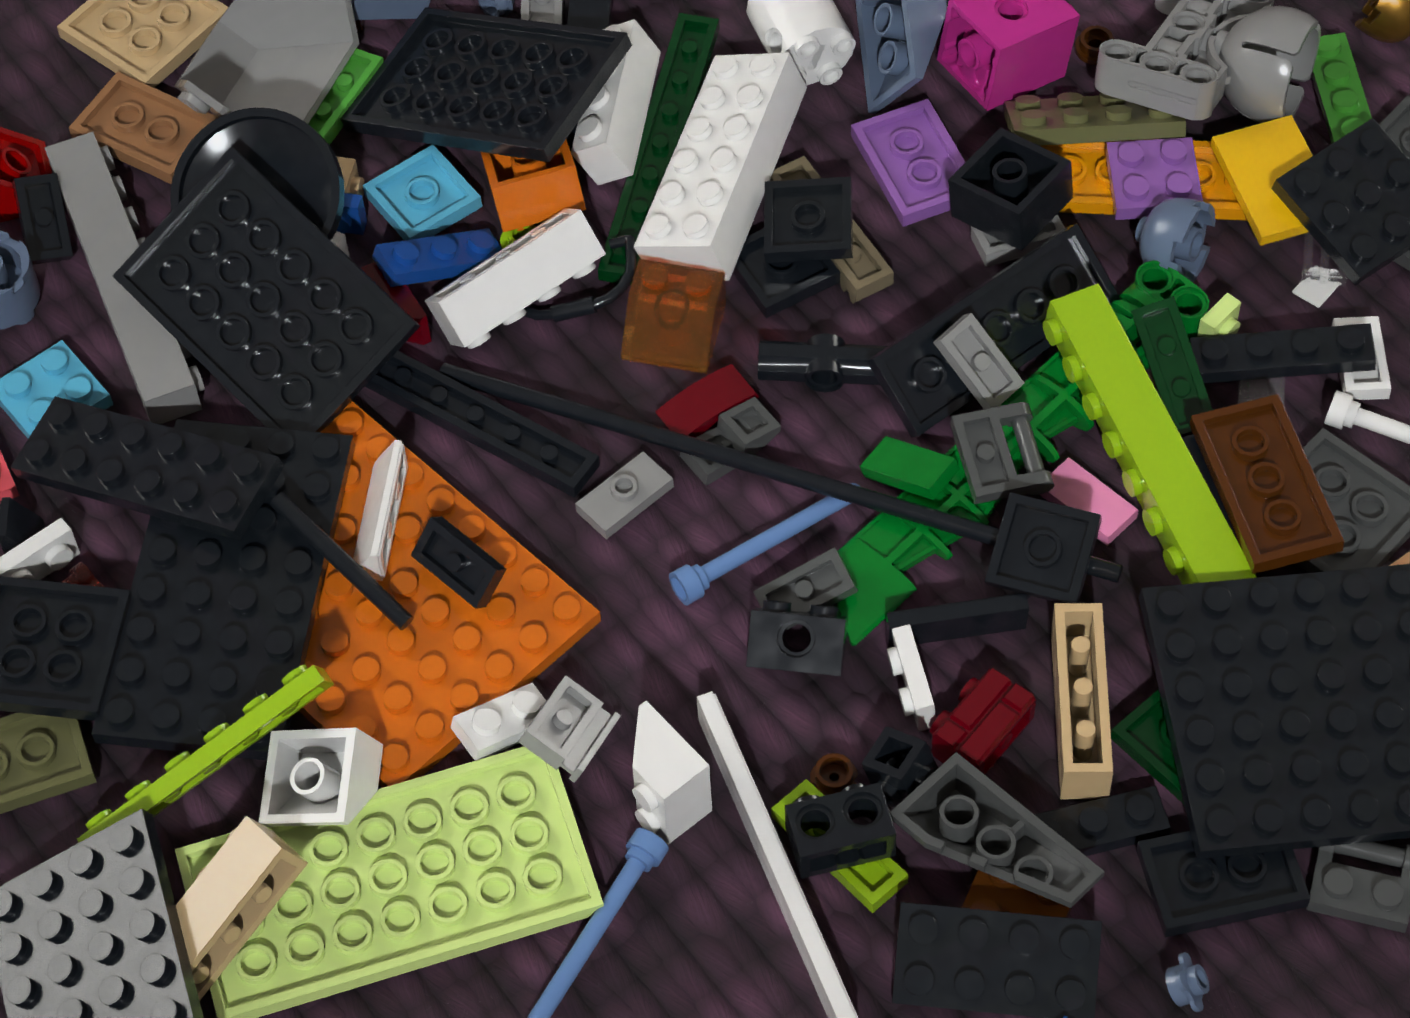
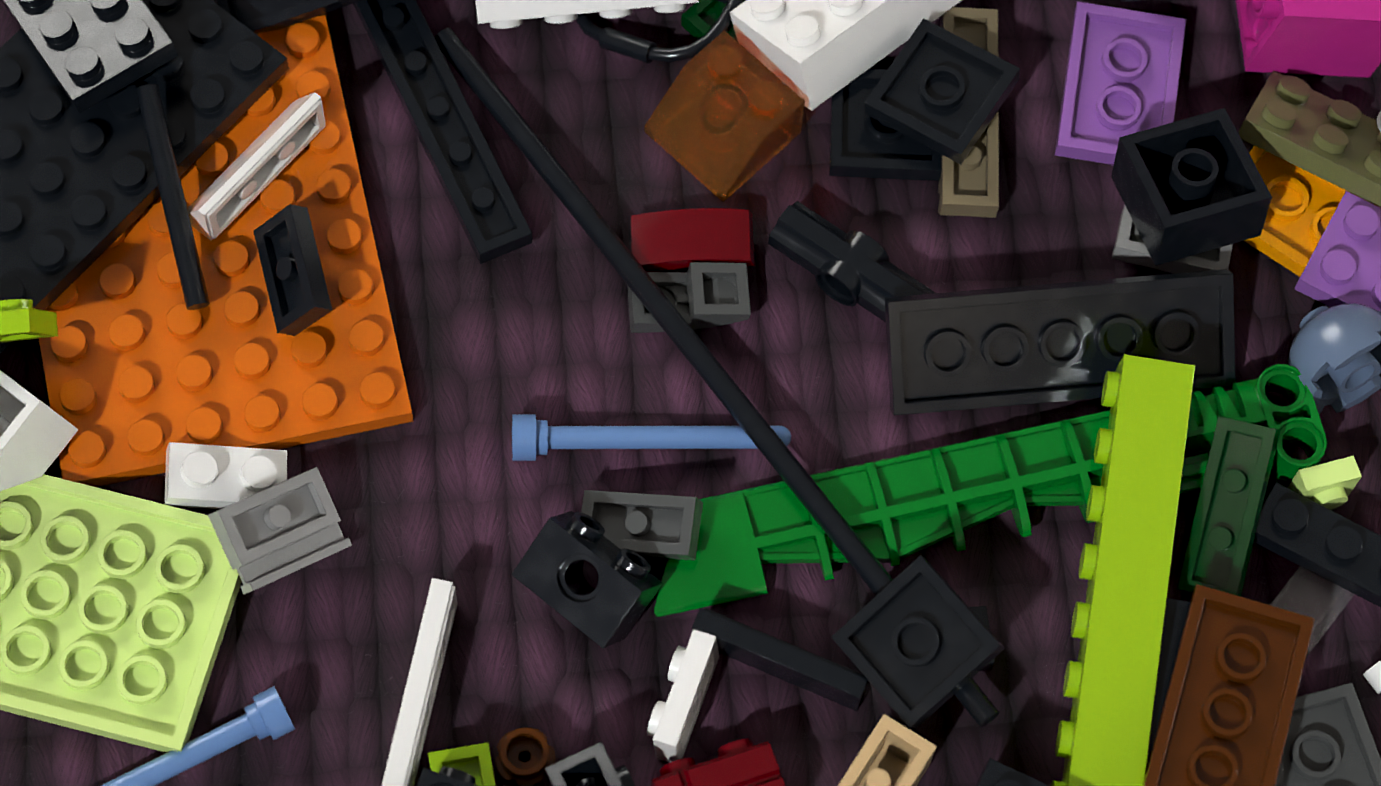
camera: 25 degrees right, 10 degrees up
(624, 495) = (534, 292): light grey plate -> none
(668, 778) = (330, 650): white slope -> none
(909, 467) = (854, 448): green tile -> none
(978, 362) = (1009, 373): light grey plate -> none
(988, 458) = (940, 489): dark grey plate -> none
(1083, 491) = (1027, 605): bright pink tile -> none

